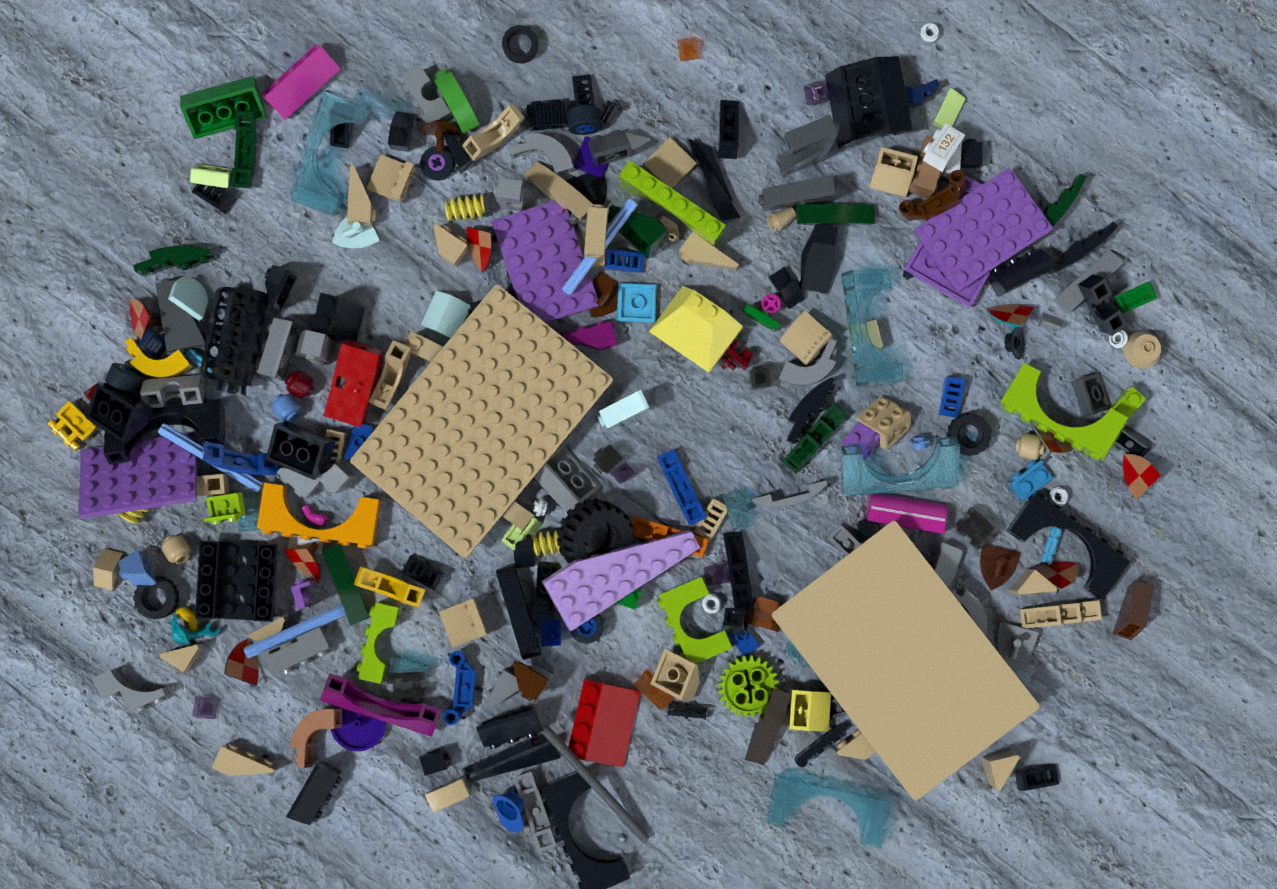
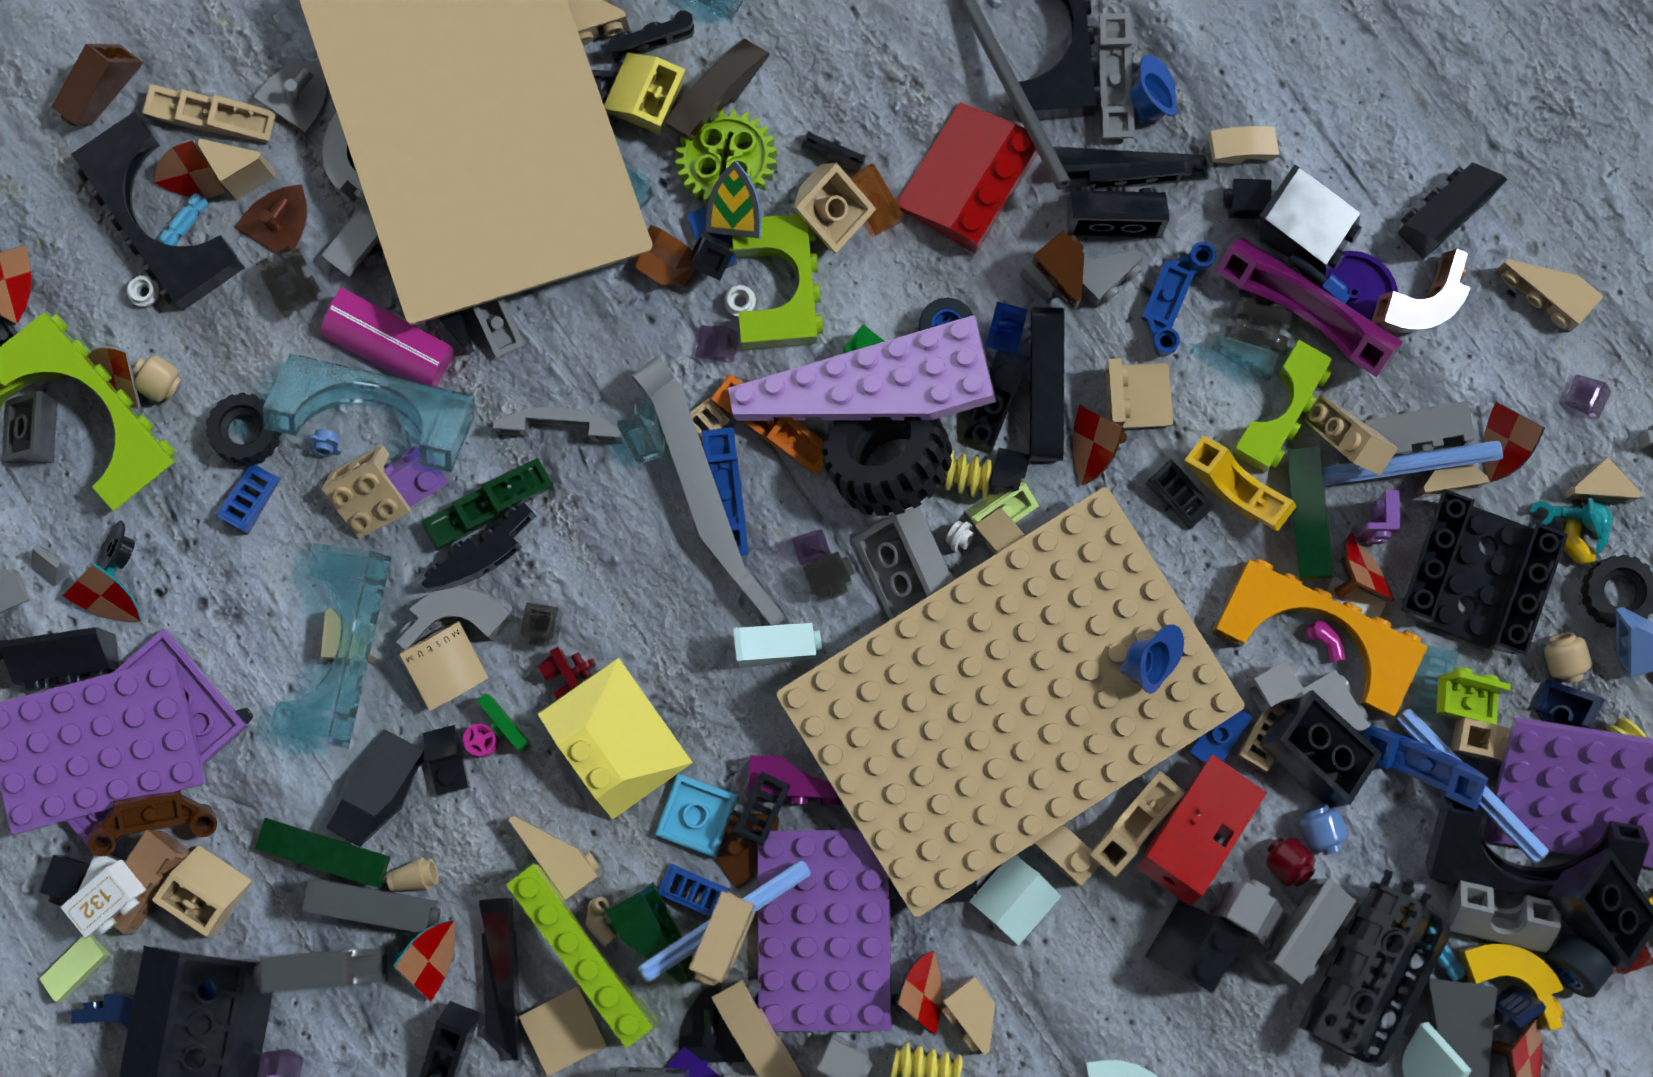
camera: 150 degrees left, 5 degrees down
(169, 519) = (1567, 705): none -> dark blue slope
(278, 285) = (1279, 1038): black slope -> none
(333, 634) = (1350, 435): none -> tan slope
(371, 724) = (1331, 284): none -> piece
(394, 756) = (1309, 221): none -> slope
(408, 466) = (1154, 658): none -> blue piece
(480, 584) = (1094, 443): none -> shield
(595, 300) = (766, 826): none -> black slope
(698, 487) = (698, 481): none -> light grey piece
(732, 655) = (734, 205): none -> shield
(738, 570) = (683, 324): black slope -> none
(756, 176) = (428, 958): none -> shield
(1030, 480) = (177, 330): dark azure bracket -> none

